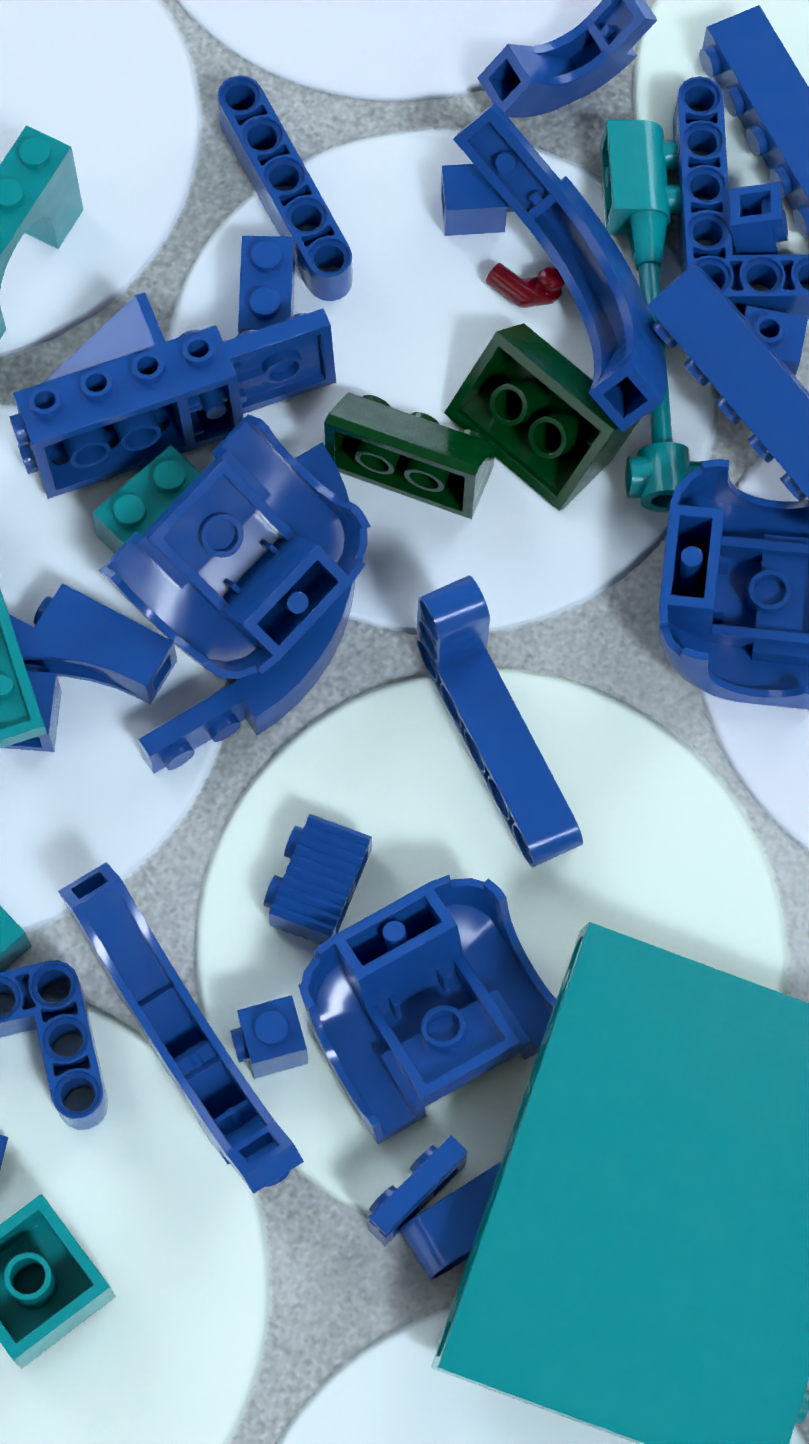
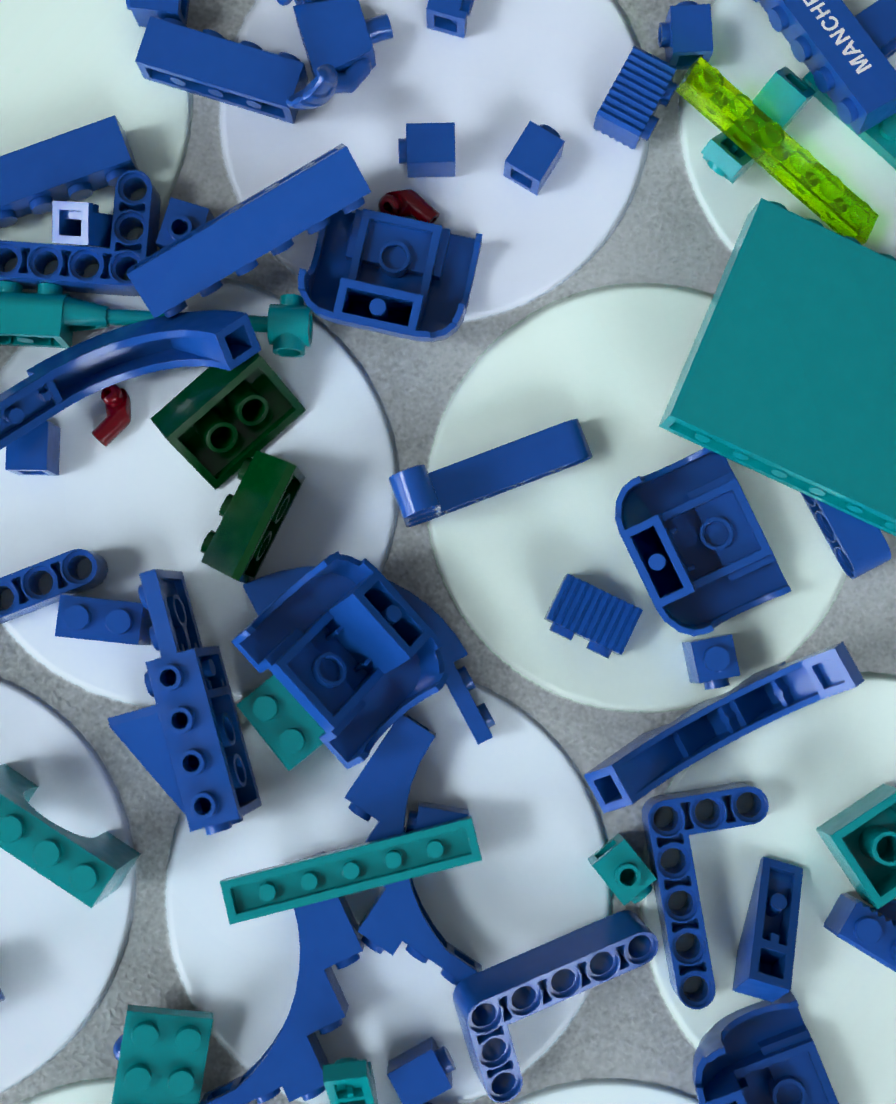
camera: 85 degrees left, 15 degrees up
(429, 1176) = (840, 573): blue plate -> none

